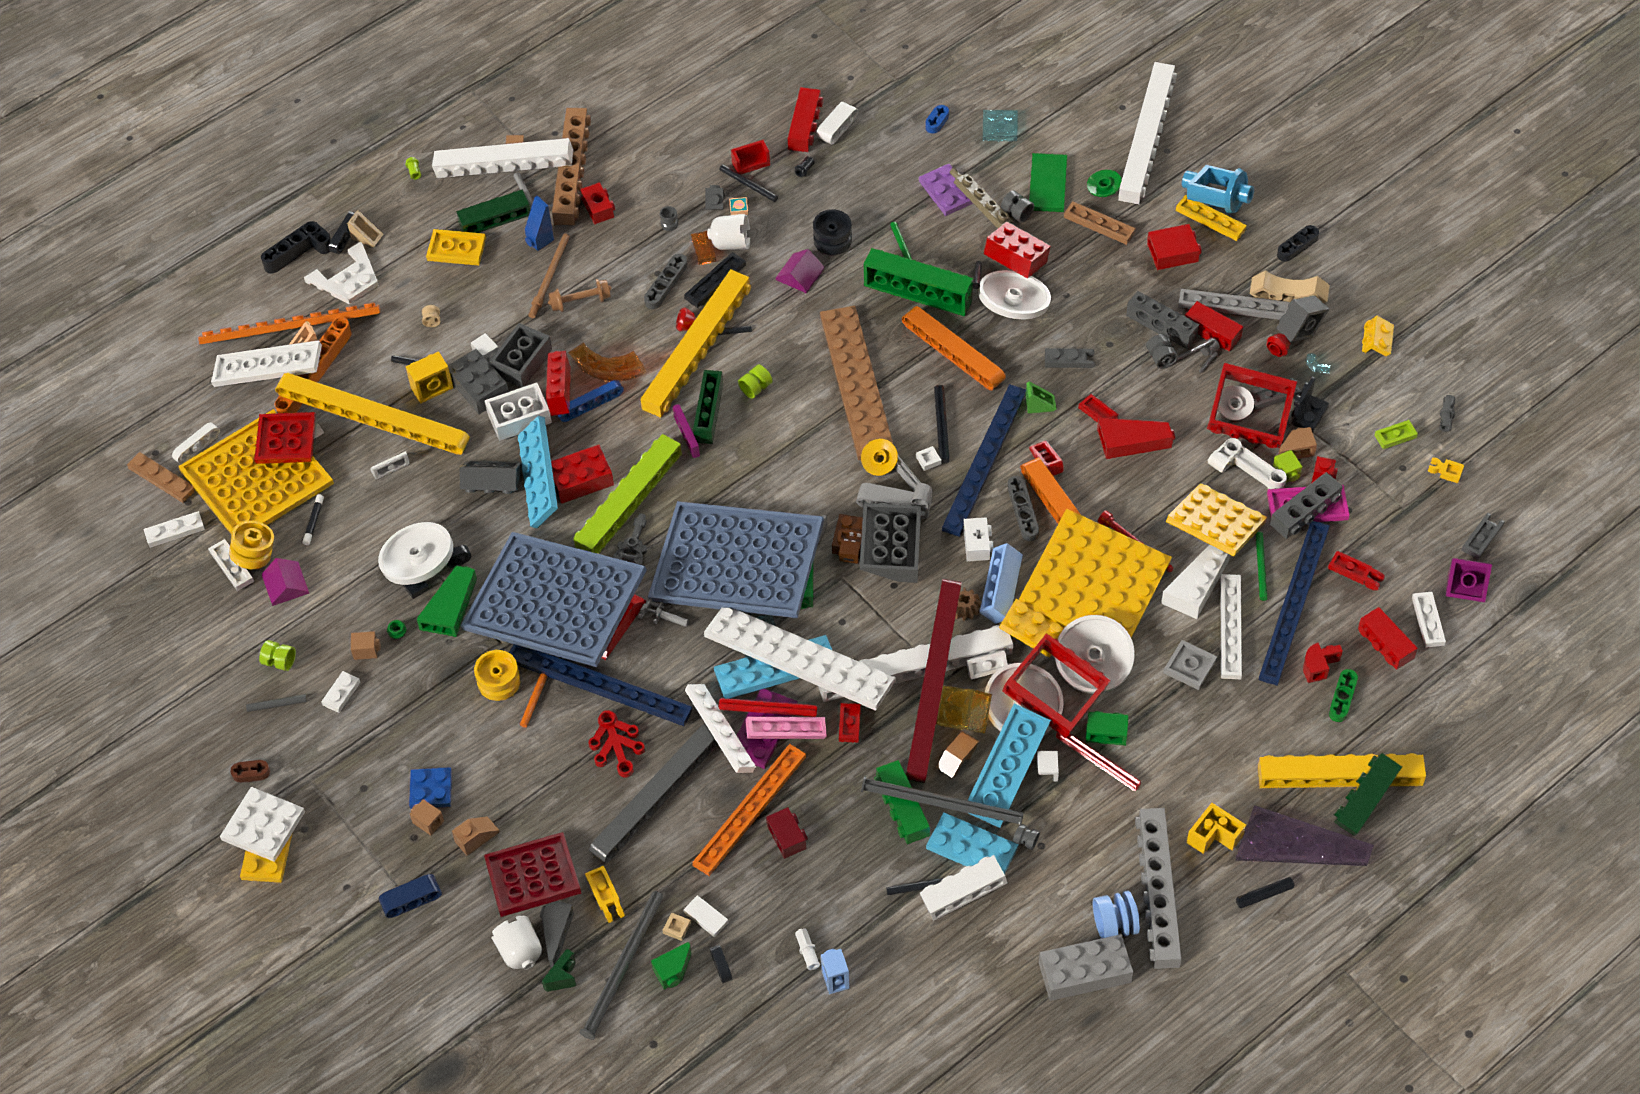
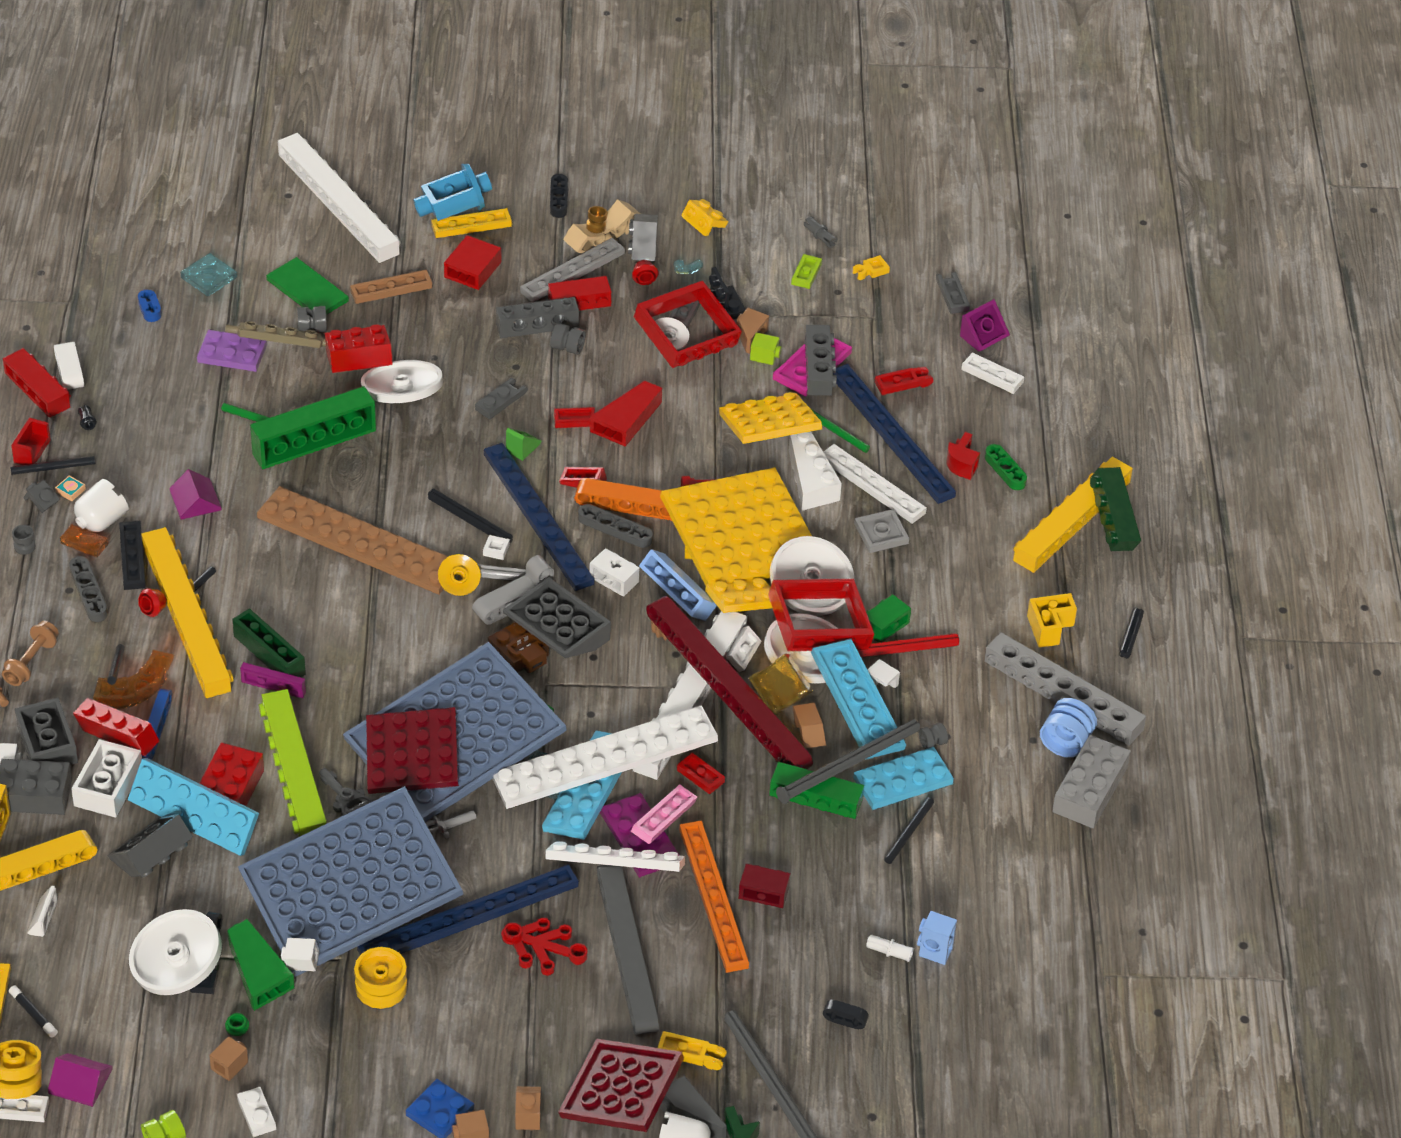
camera: 55 degrees left, 10 degrees down
(471, 618) = (300, 954): none -> white brick
(533, 700) = (430, 973): orange bar -> none
(610, 342) = (115, 666): none -> black bar
(672, 966) = (815, 1050): green slope -> none
(676, 926) = (777, 1021): tan plate -> none
(696, 548) = (412, 750): none -> dark red plate
(705, 916) = (785, 996): white tile -> none
(756, 380) = (279, 600): lime wheel -> none
(768, 707) = (629, 812): red axle -> none
(832, 232) = (186, 445): black wheel -> none
(953, 348) = (403, 456): orange beam -> none
(963, 887) = (942, 804): white brick -> none
(977, 275) = (348, 387): black bar -> none
(1104, 183) = (356, 255): green dish -> none
(1207, 348) = (596, 313): flat silver plant -> none
(1262, 471) = (717, 368): white piece -> none
(1284, 279) = (596, 221): none -> pearl gold wheel
(1289, 840) = (1105, 584): clear purple wing -> none
(1324, 465) = (793, 332): red brick -> none
(1387, 638) = (984, 405): red brick -> none

